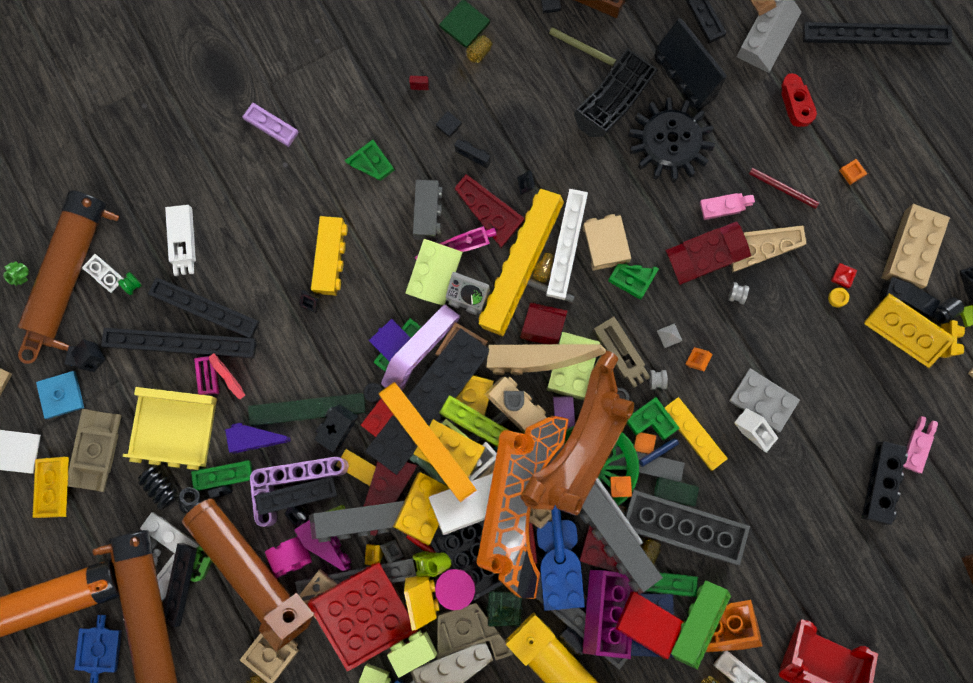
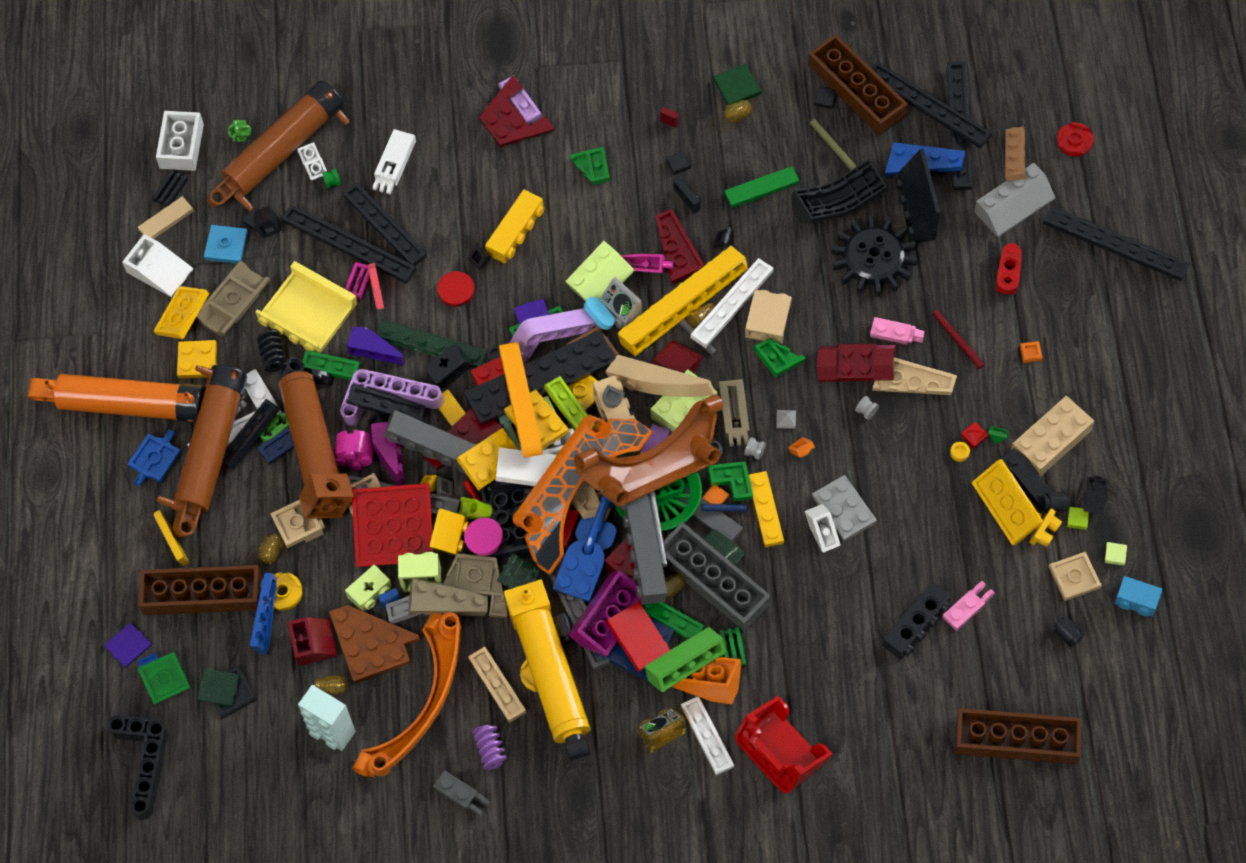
camera: 25 degrees right, 15 degrees down
(89, 526) = (193, 354): none -> yellow plate
(210, 584) = (276, 446): none -> dark blue plate
(268, 153) = (504, 120): none -> dark red wing
(303, 342) = (455, 288): none -> red tile
(427, 210) = (622, 223): dark grey brick -> none
(452, 311) = (599, 313): none -> medium azure tile
(536, 115) = (761, 187): none -> green tile
(621, 486) = (672, 514): orange plate -> none
(654, 28) = (937, 158): none -> blue wing
(722, 571) = (730, 633): none -> green tile
(865, 265) = (998, 434): none -> green slope

